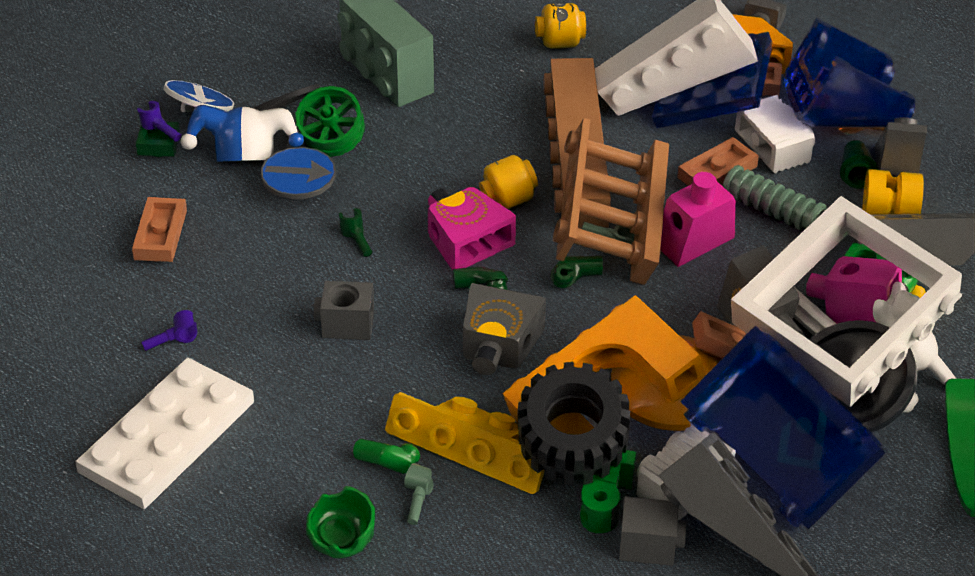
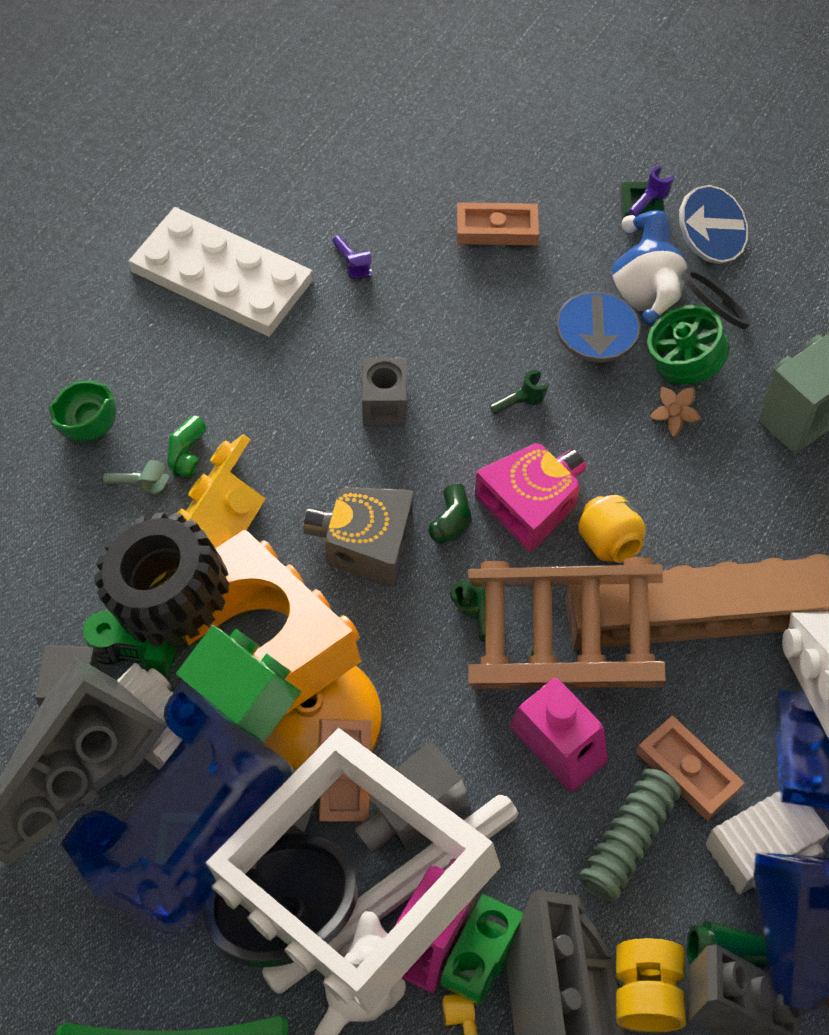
camera: 85 degrees right, 15 degrees up
(389, 141) = (676, 409): none -> medium nougat plant
(693, 348) = (238, 682): none -> green brick

